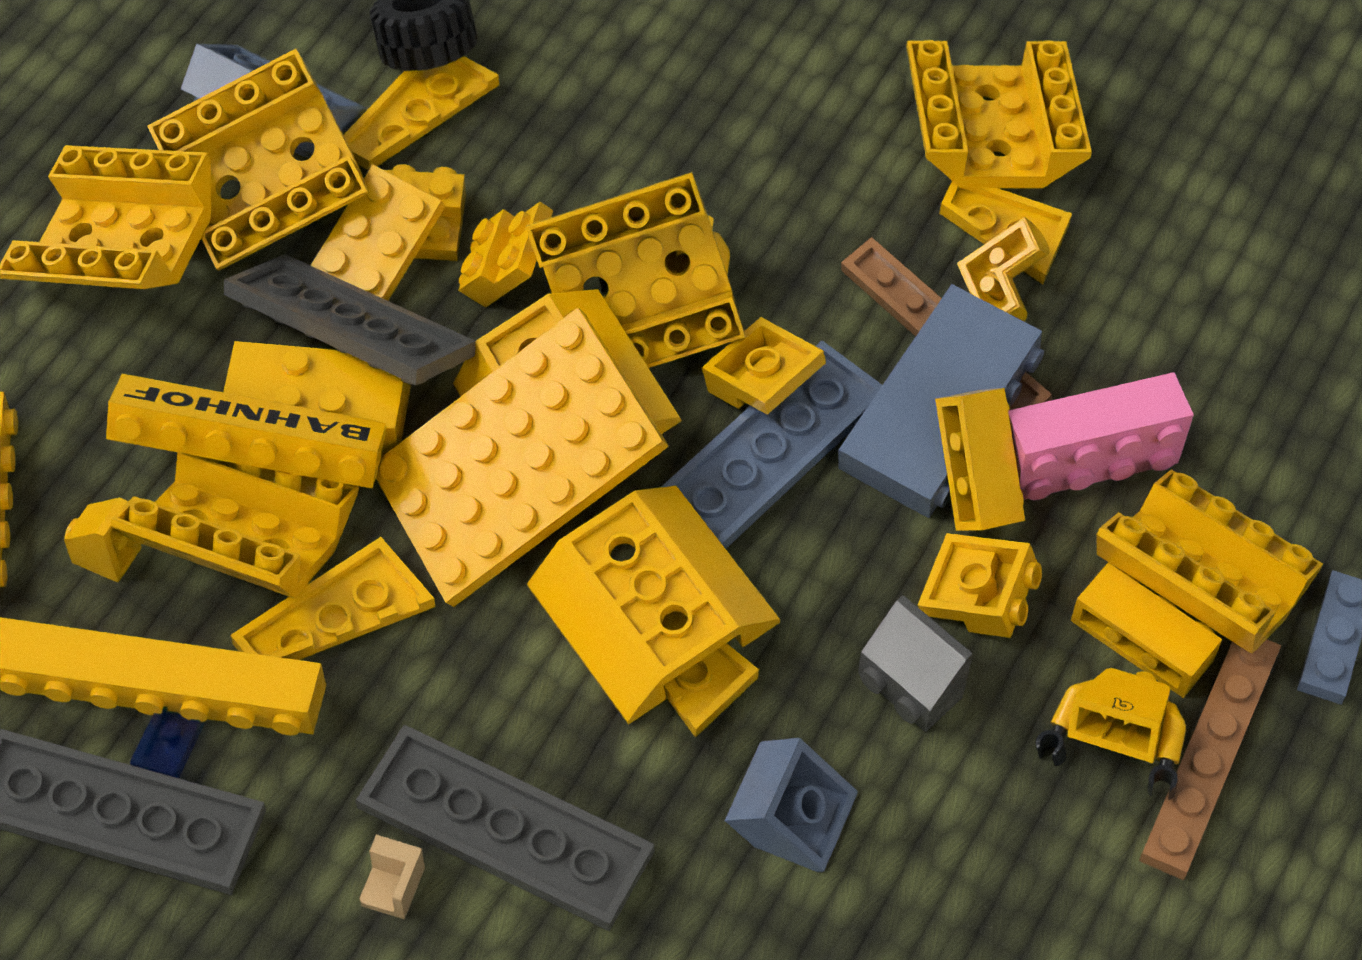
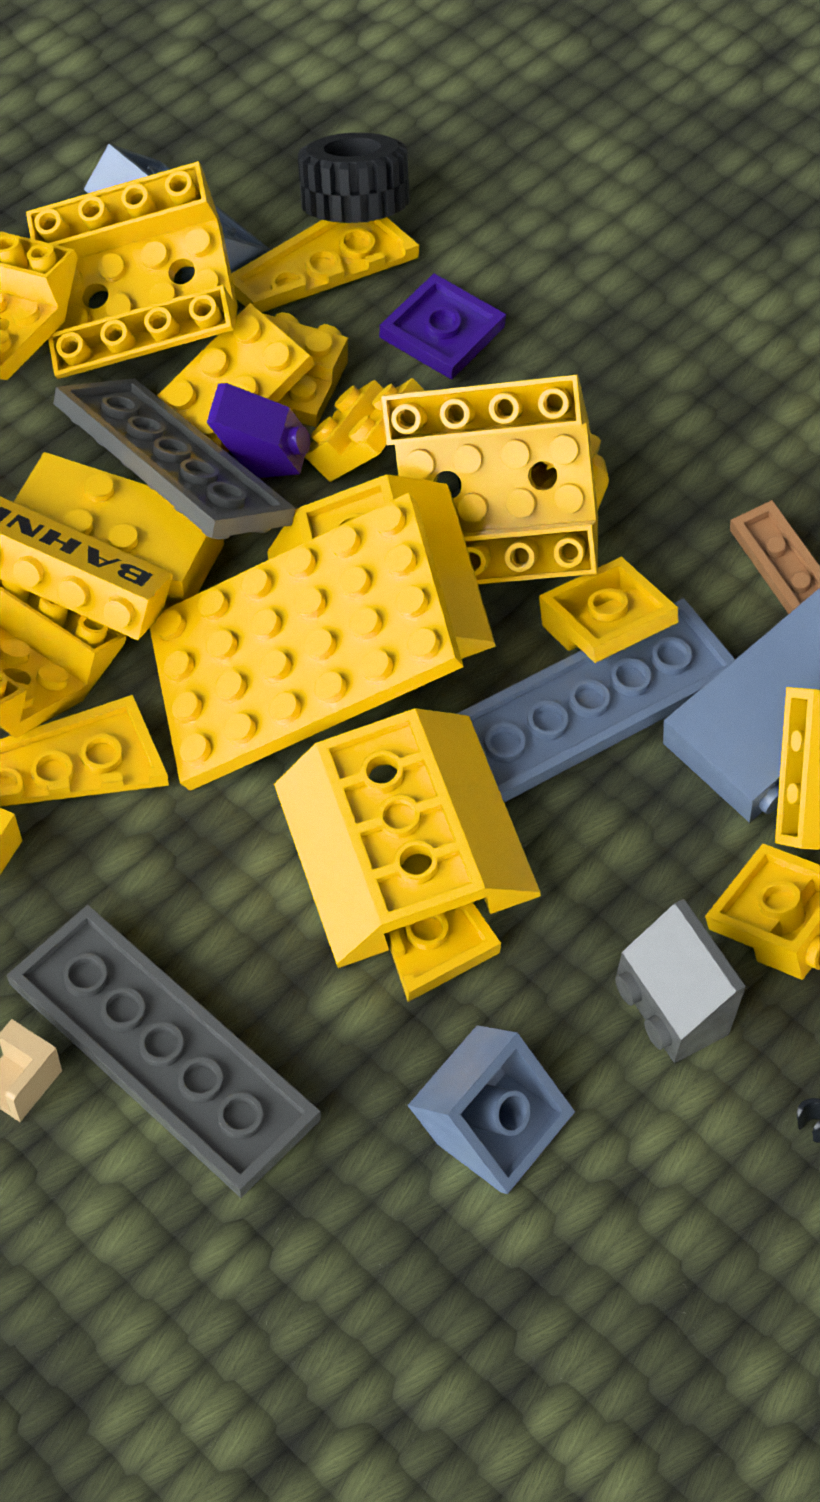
camera: 15 degrees right, 0 degrees up
(417, 279) = (258, 432): none -> dark purple slope
(541, 144) = (442, 326): none -> dark purple plate

